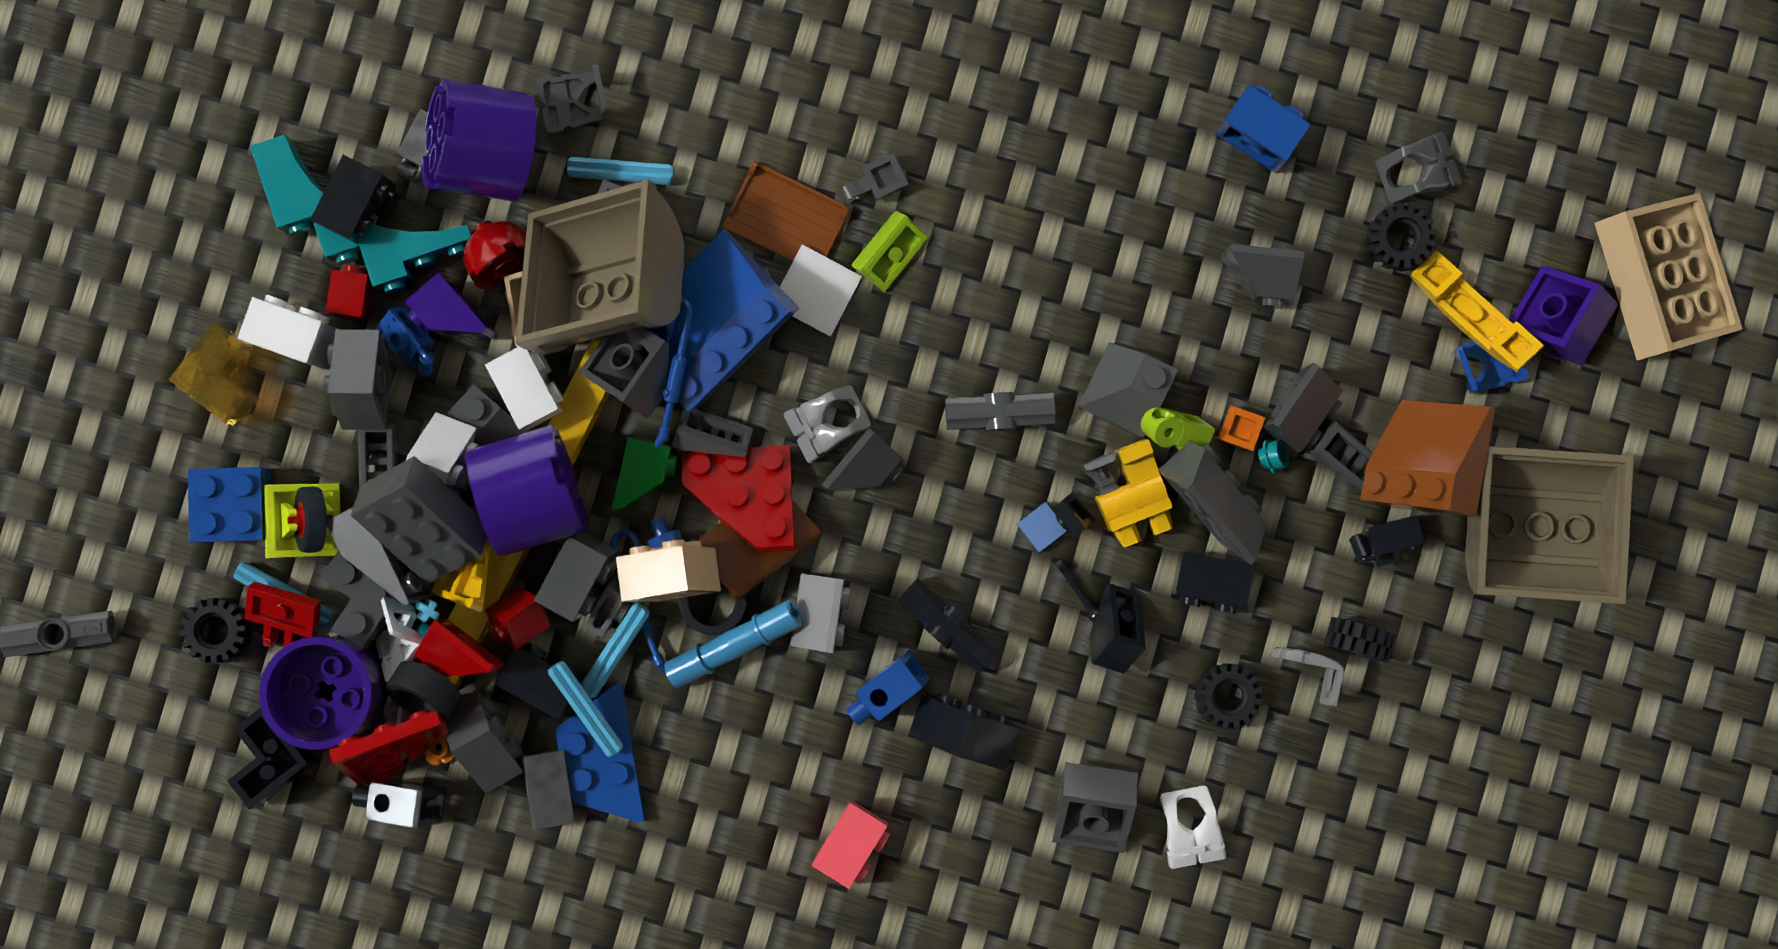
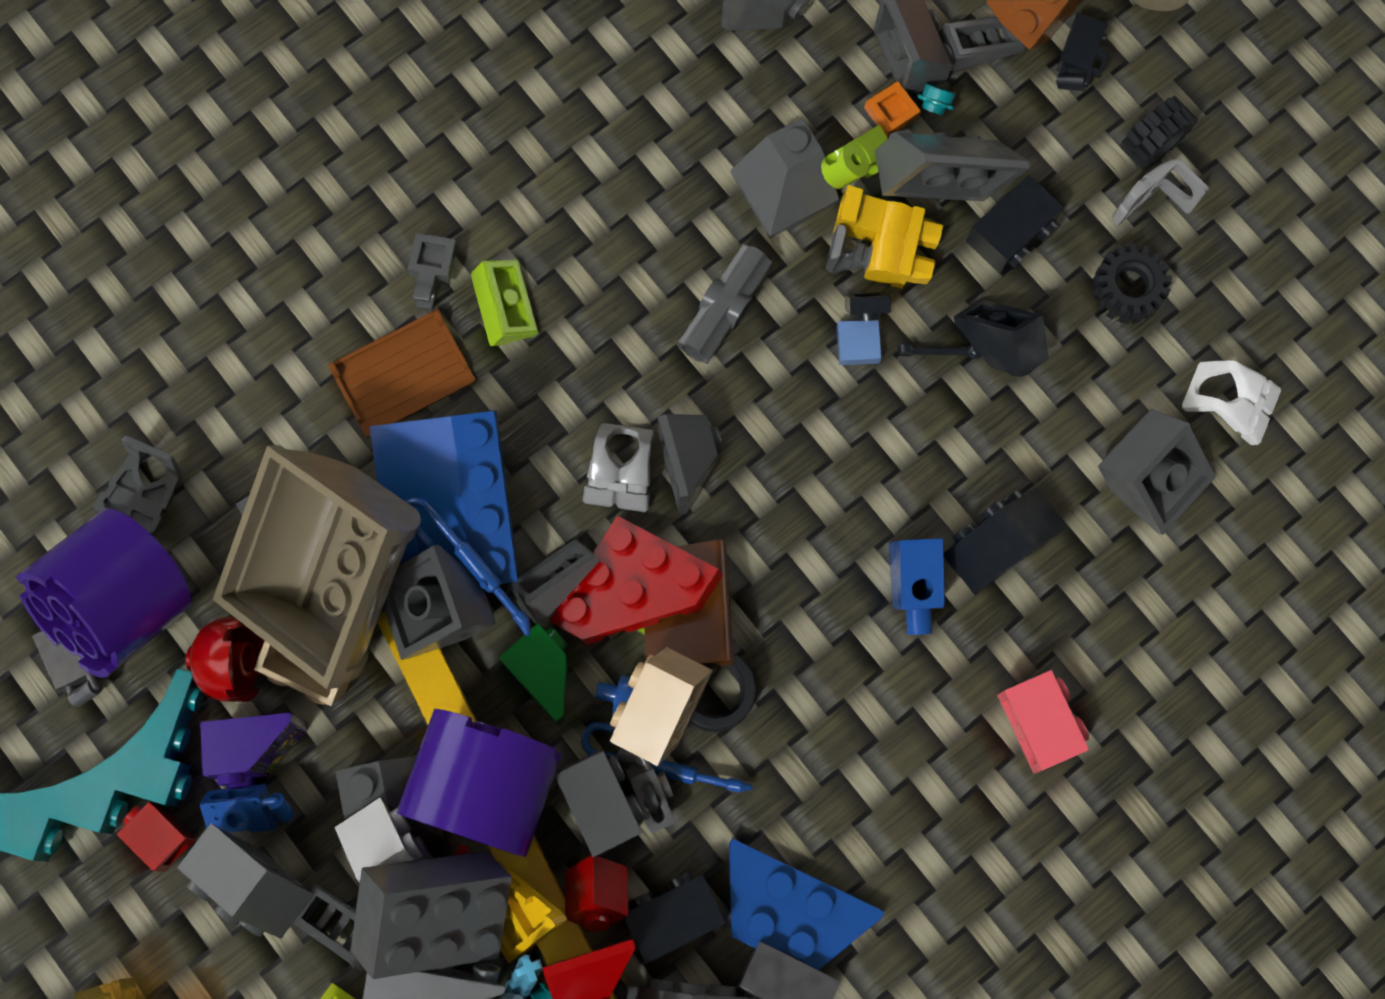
camera: 60 degrees left, 10 degrees down
(280, 329) = (143, 923): white brick -> none
(352, 198) = (65, 760): black brick -> none
(526, 387) = (375, 720): white brick -> none
(585, 708) = (734, 886): medium azure axle -> none
(615, 649) = (695, 820): medium azure axle -> none
(620, 170) = (225, 508): medium azure axle -> none
(733, 644) = (771, 697): dark azure piece -> none
(819, 289) = (490, 384): white sticker -> none
(820, 607) = (799, 593): light grey slope -> none
(948, 625) = (892, 487): black piece -> none

